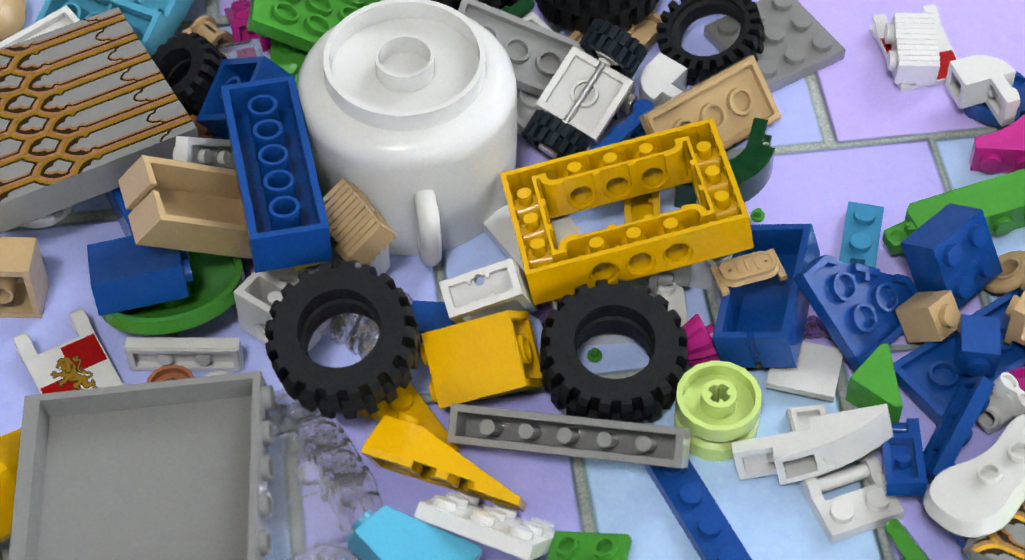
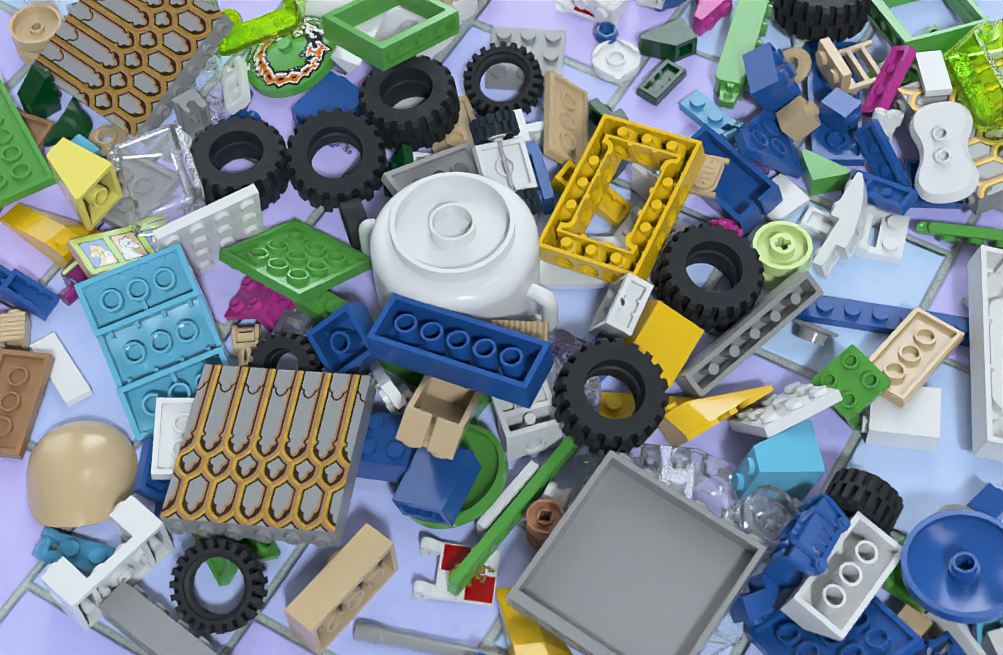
camera: 50 degrees left, 5 degrees up
(141, 363) = (511, 516): none -> bright green tile
(424, 285) = (563, 343): none -> clear purple piece
(641, 502) = (813, 333): none -> light grey piece
(853, 116) = (616, 61): none -> white tile
(860, 170) = (661, 82): none -> plate
(878, 84) = (606, 31): none -> blue plate
(923, 142) = (669, 41): none -> slope

